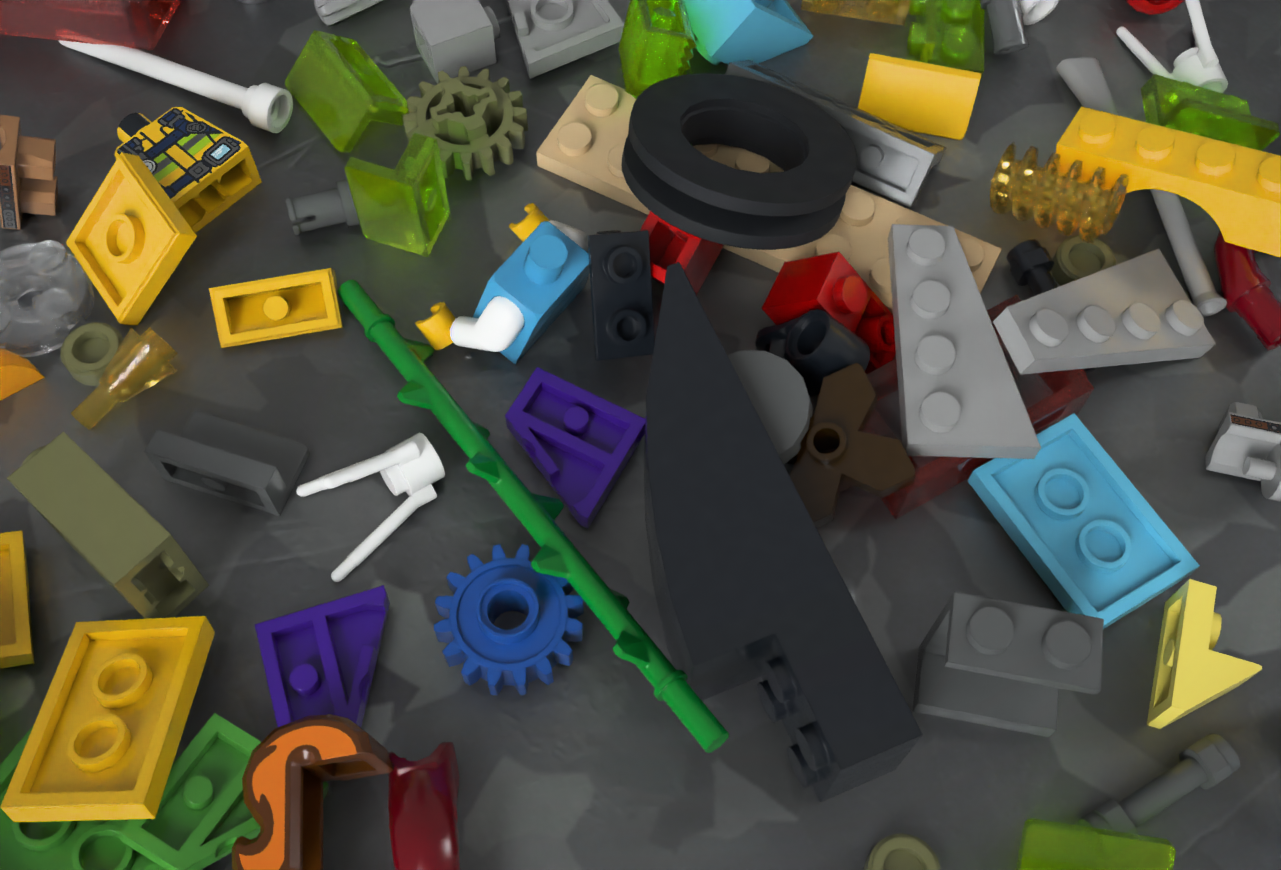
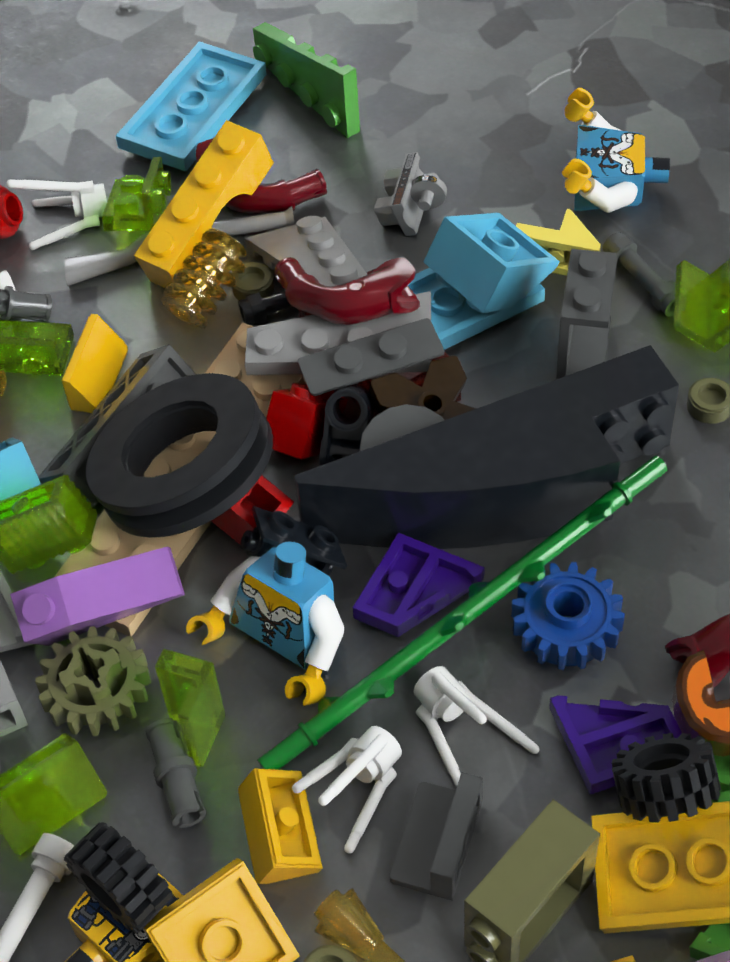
camera: 85 degrees left, 10 degrees down
(143, 111) = (118, 877): none -> black tyre
(188, 721) = (666, 777): none -> black tyre
(335, 388) = (367, 760): none -> white plant
(553, 102) = (96, 596): none -> medium lavender slope
(902, 365) = (370, 356): none -> dark grey piece
(993, 345) = (354, 302): none -> dark red piece
(1123, 536) = (488, 260): none -> medium azure slope

